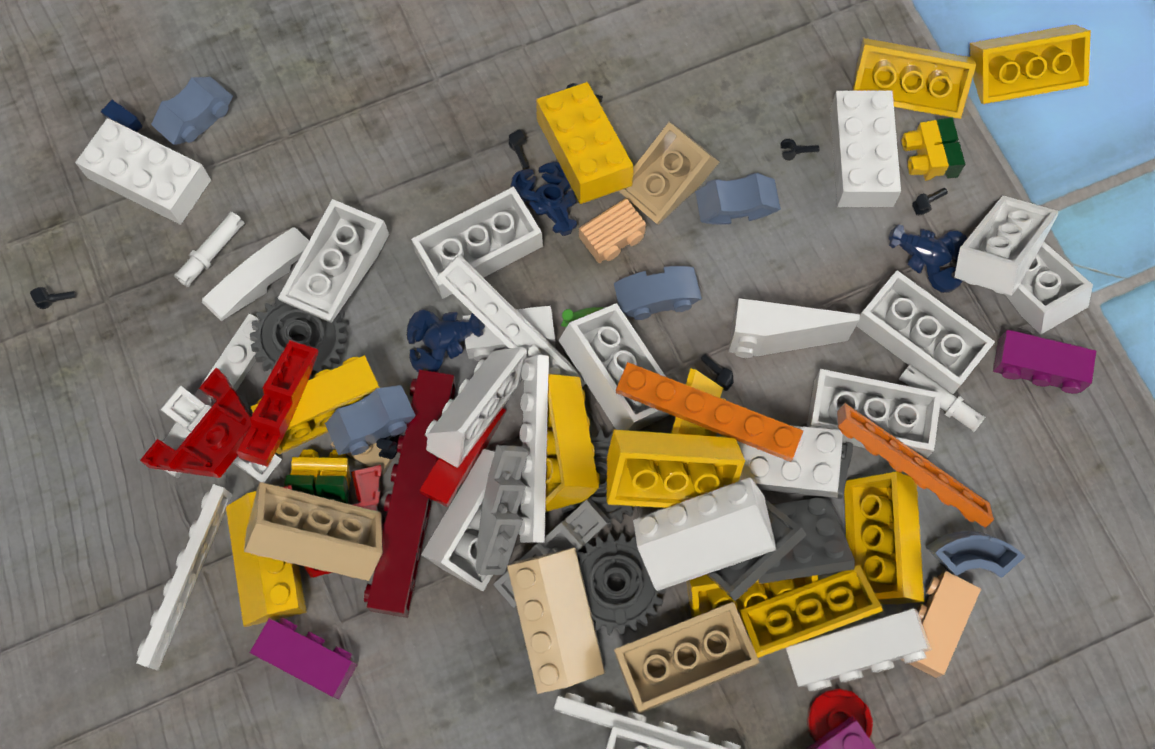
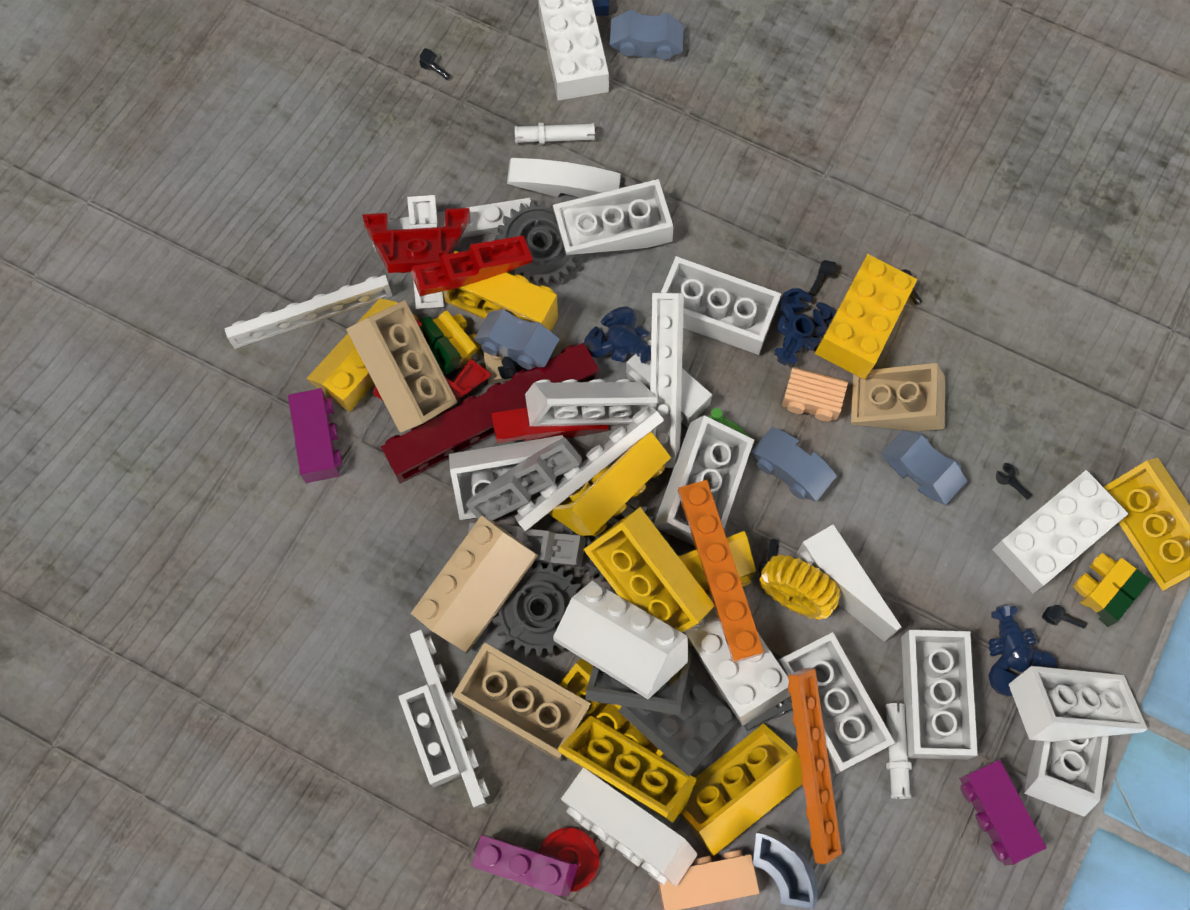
camera: 50 degrees right, 0 degrees up
(764, 364) = (800, 587): none -> yellow gear

